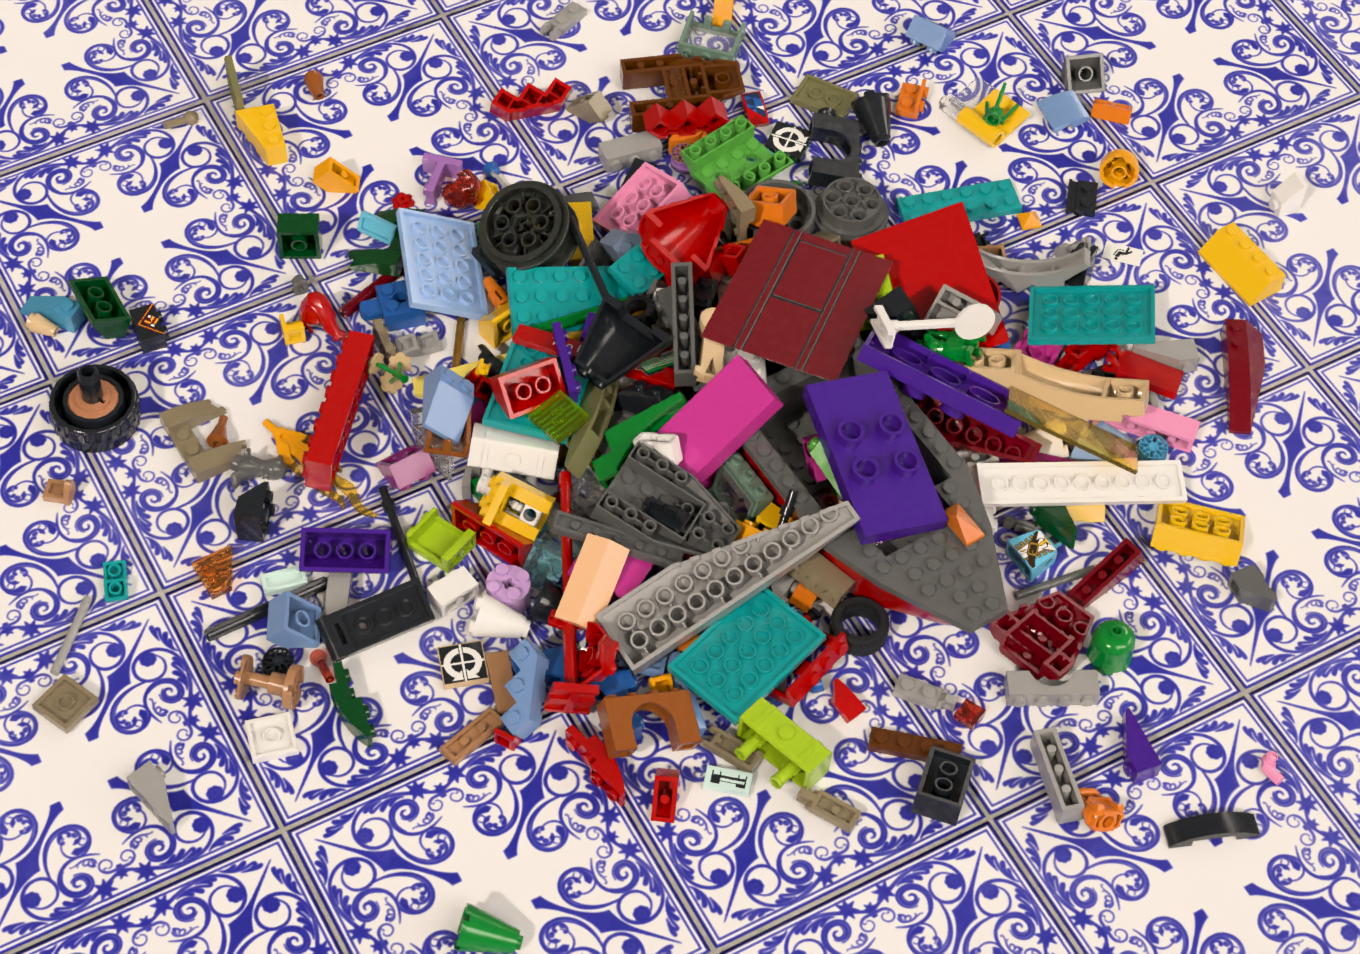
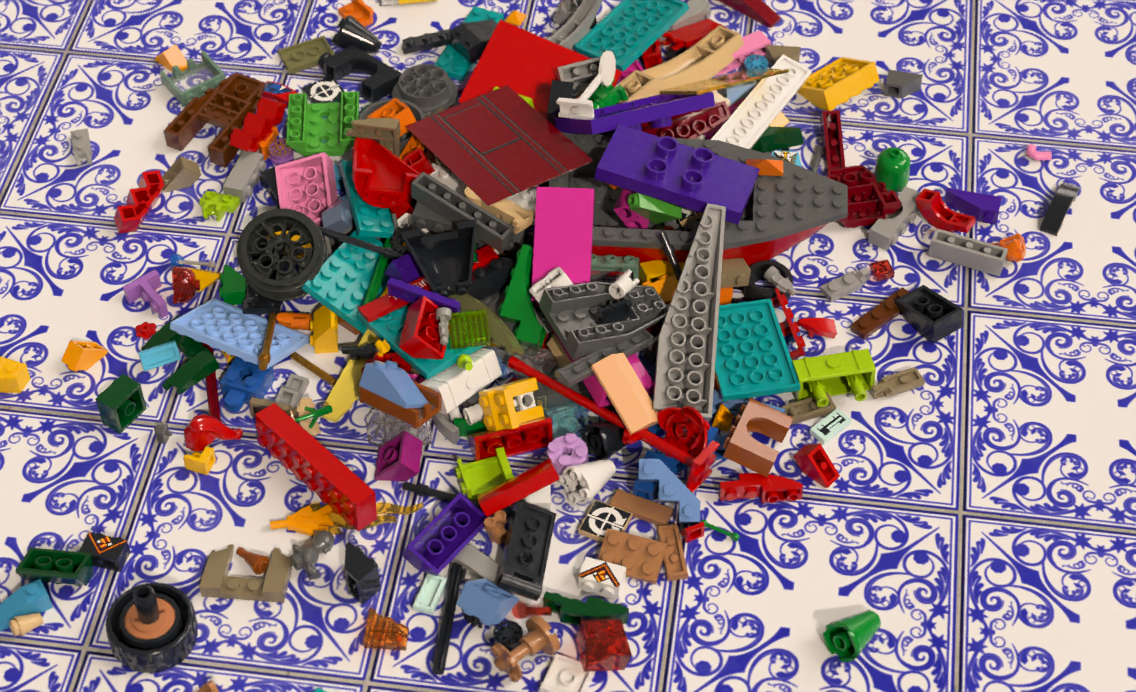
camera: 50 degrees left, 5 degrees down
(318, 739) = (602, 645): none -> clear red slope
(383, 579) = (495, 527): none -> medium nougat plate
(395, 696) = (602, 578): none -> white brick
(411, 294) = (264, 356): none -> pearl gold bar
(430, 568) = (518, 487): none -> red slope
(438, 706) = (638, 554): none -> medium nougat plate
(523, 437) = (465, 361): none -> lime bar
(526, 742) = (734, 536): none -> green hinge
(538, 396) = (443, 315): none -> light grey piece
(582, 153) = (217, 203): none -> lime plate
(707, 500) = (622, 285): none -> white hinge
(858, 637) = (783, 284): none -> light grey piece
(925, 173) = (426, 41): none -> black plate
(977, 206) = (472, 38): none -> black slope
(1091, 723) = (939, 215): none -> red arch
(1192, 465) = (774, 52): none -> dark tan slope

